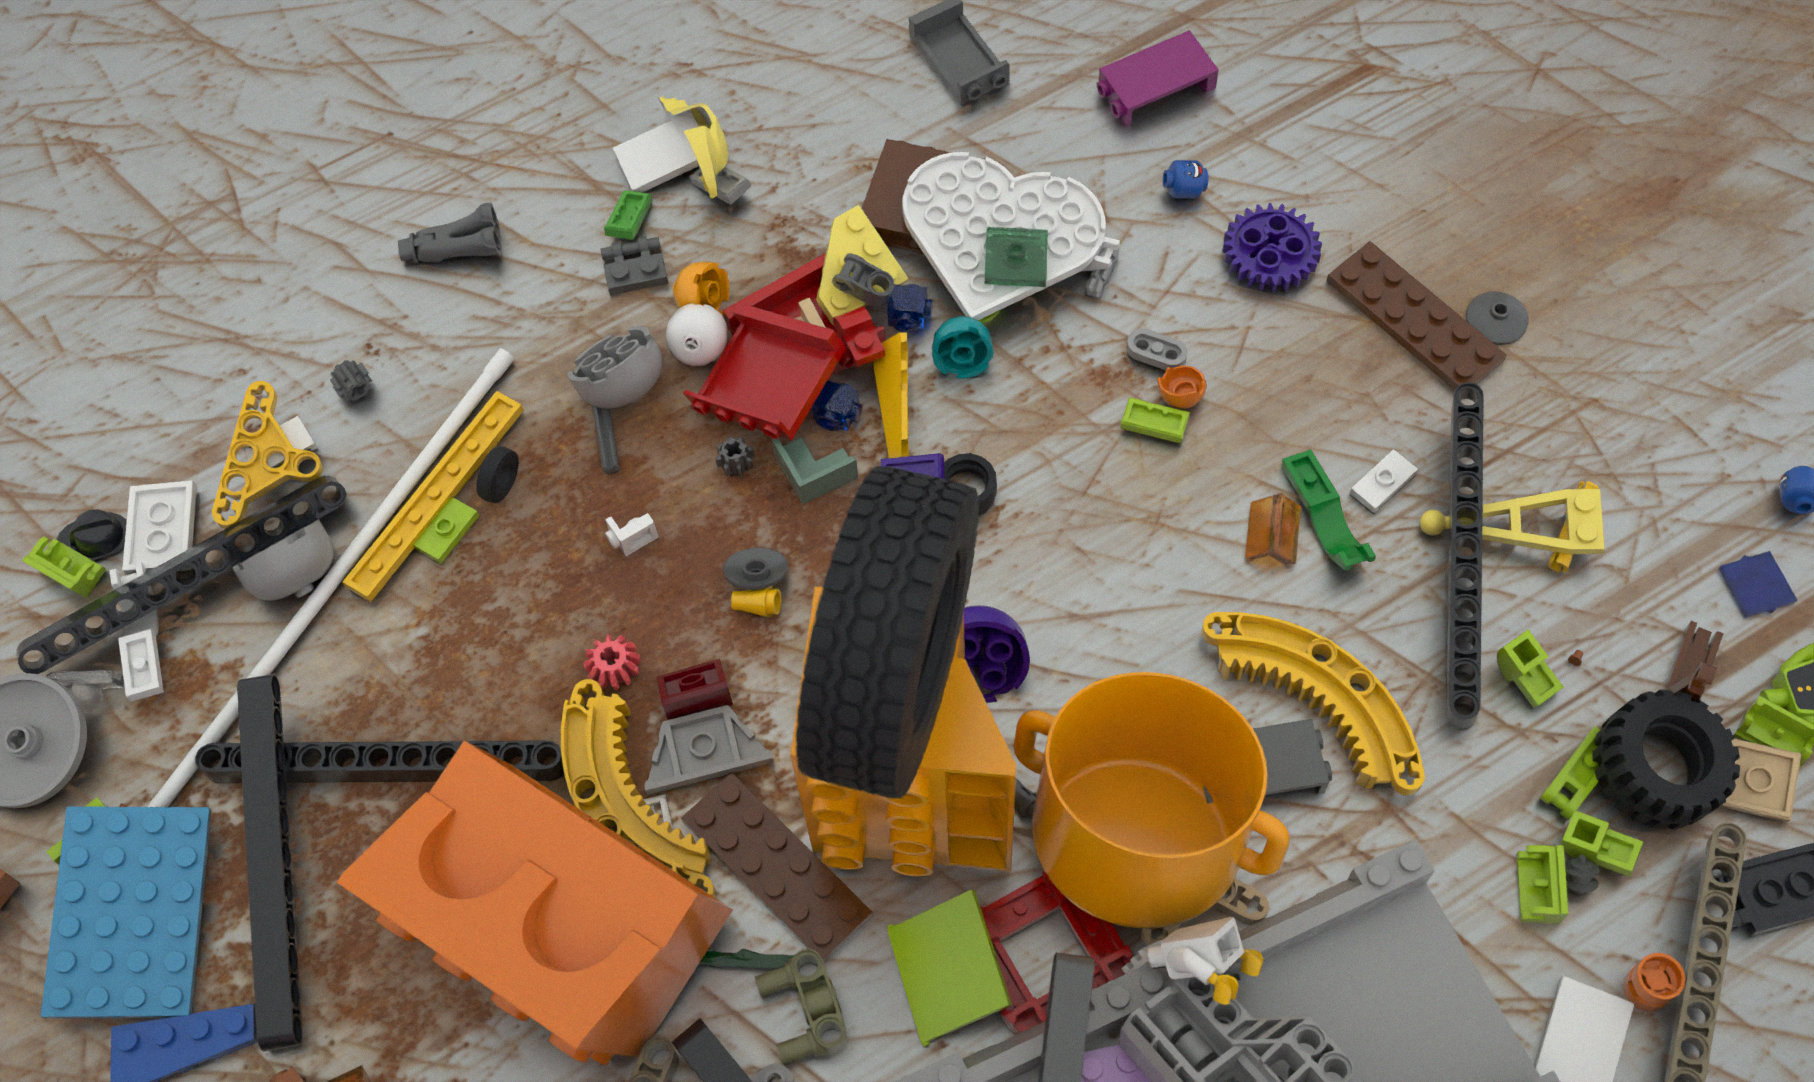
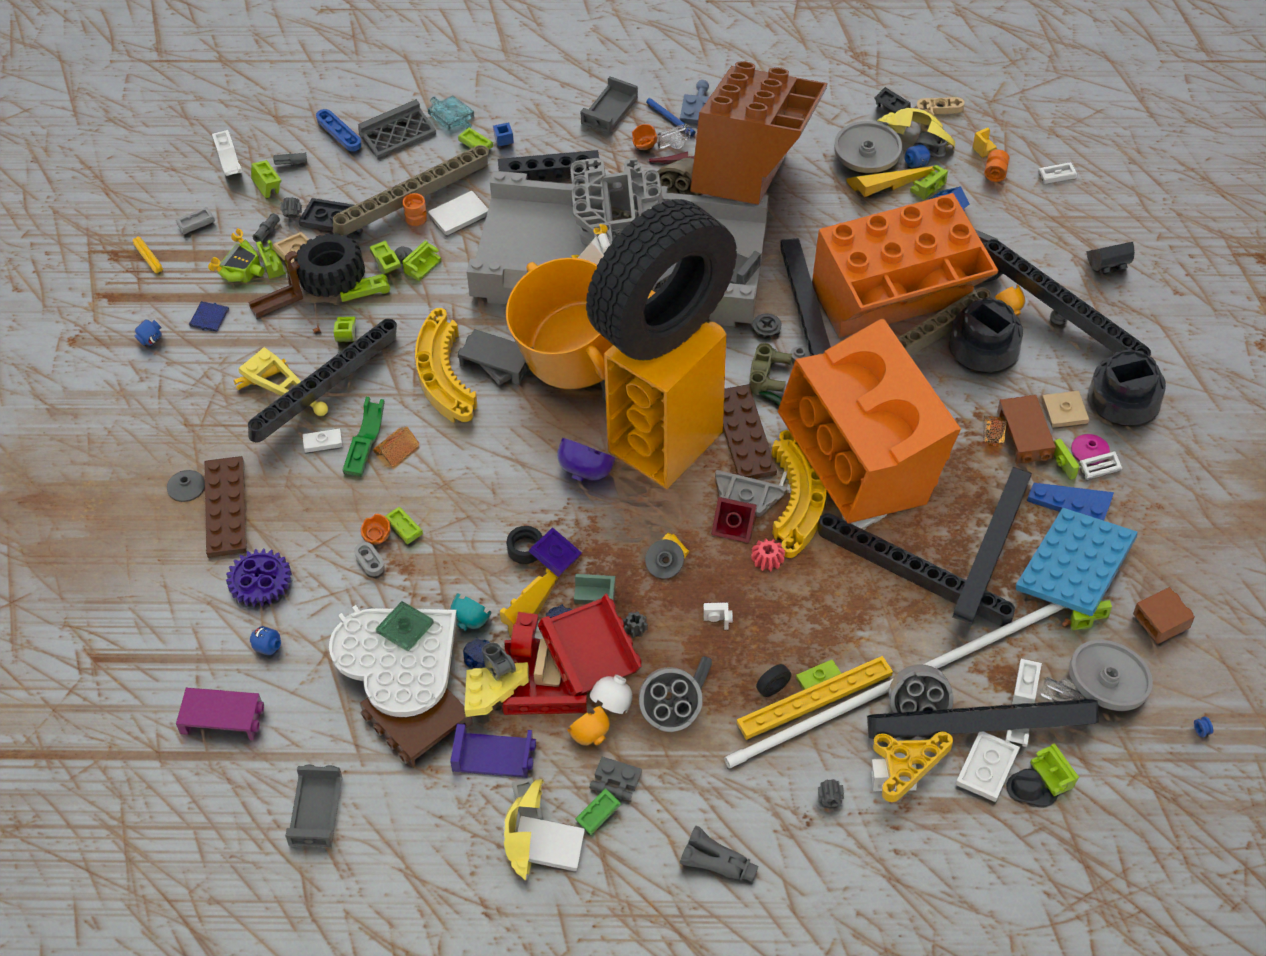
camera: 150 degrees left, 10 degrees down
(801, 215) = (492, 753): none -> dark purple panel

